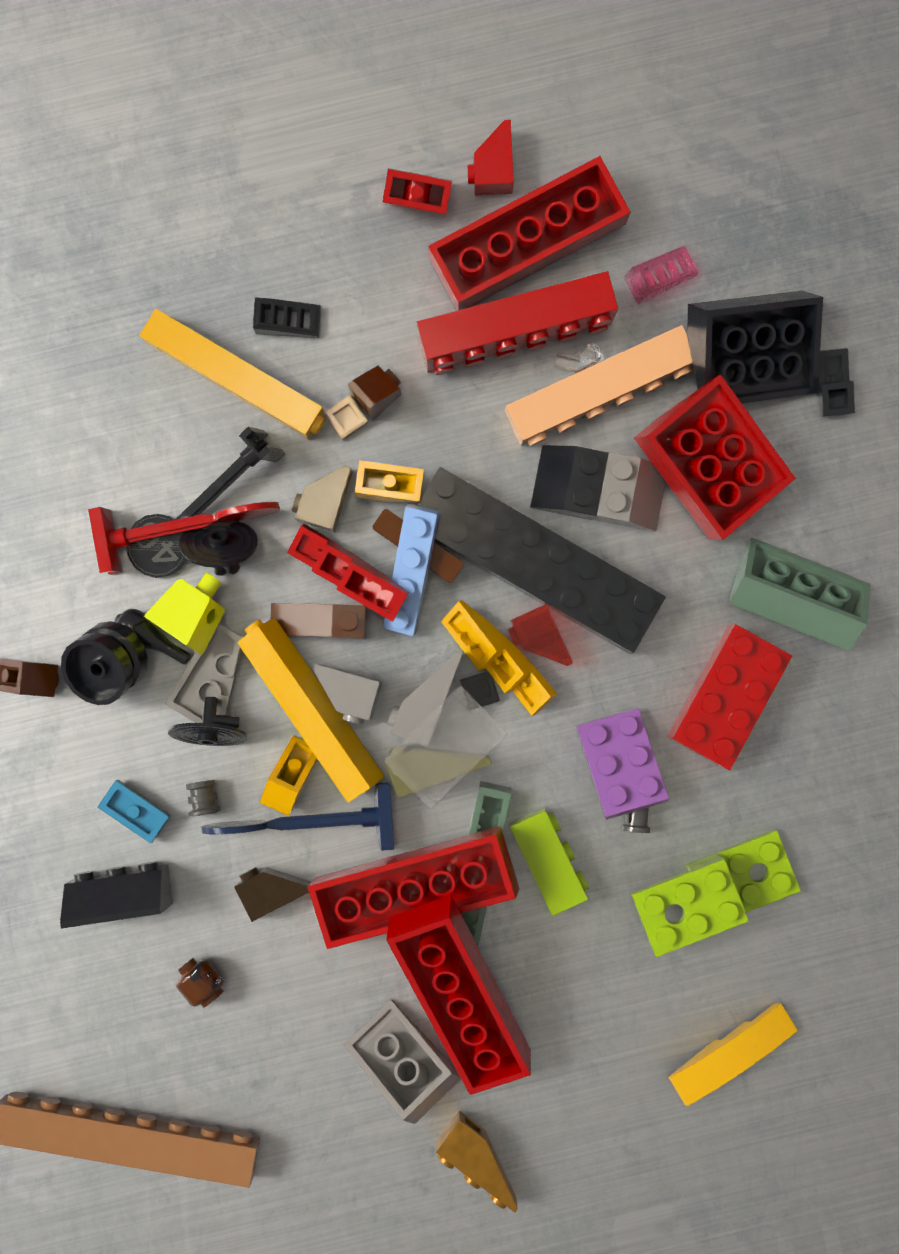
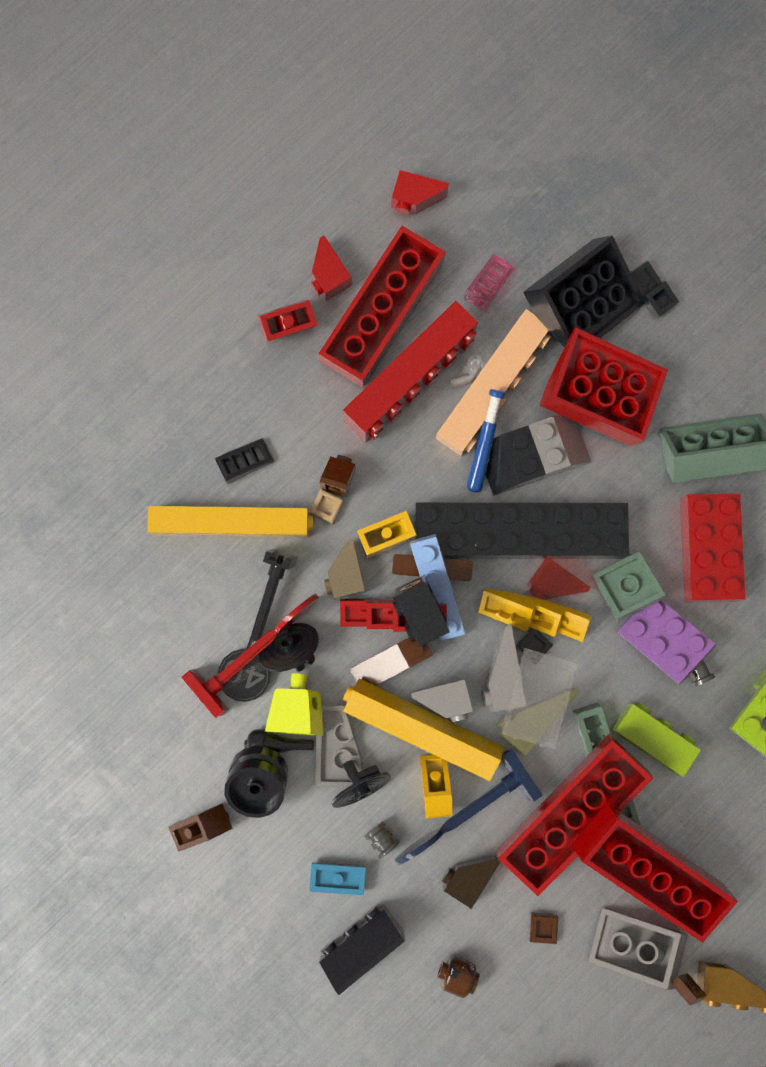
camera: 30 degrees left, 5 degrees down
(317, 984) = (543, 928): none -> reddish brown tile
(373, 583) = (421, 610): none -> black brick
(427, 1132) = (688, 989): none -> reddish brown tile
(548, 449) = (484, 445): none -> blue piece
(615, 685) = (628, 586): none -> sand green plate
(640, 130) = (416, 193): none -> red slope

